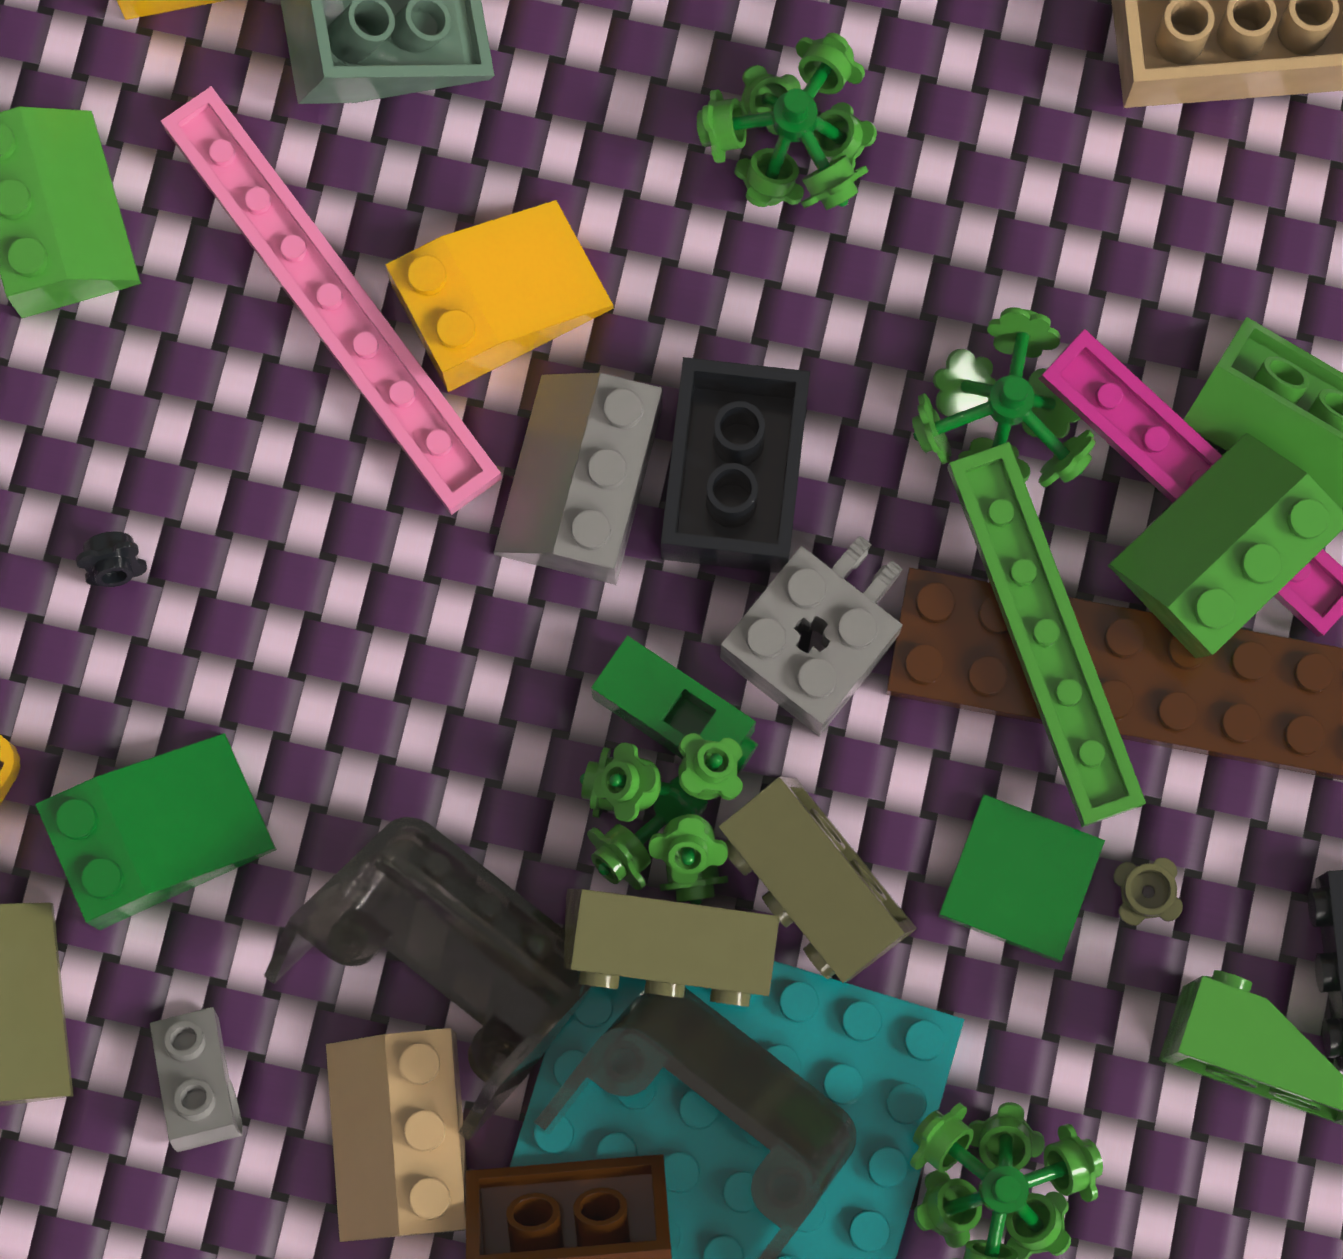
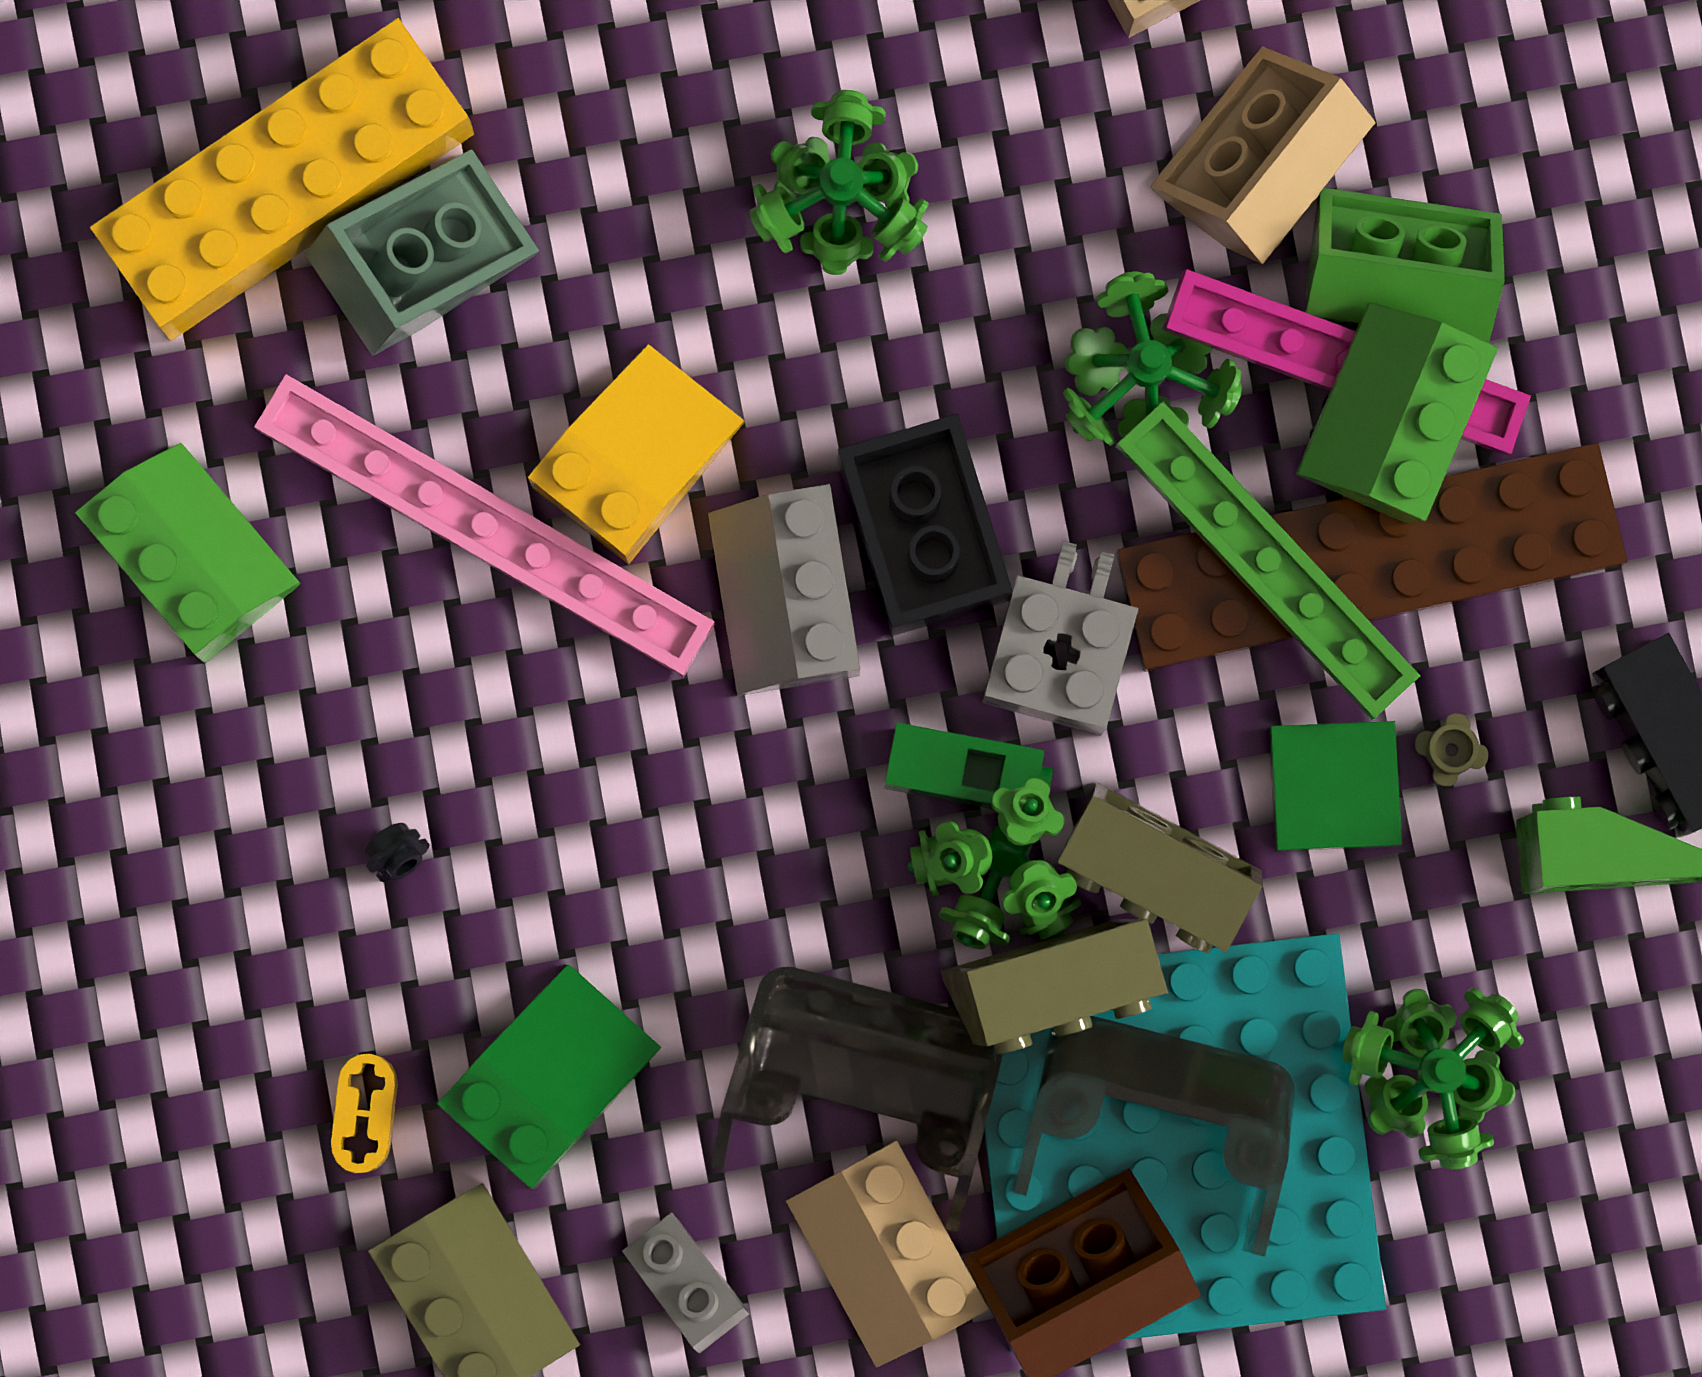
camera: 30 degrees left, 5 degrees up
(1207, 262) = (1264, 153): none -> tan slope

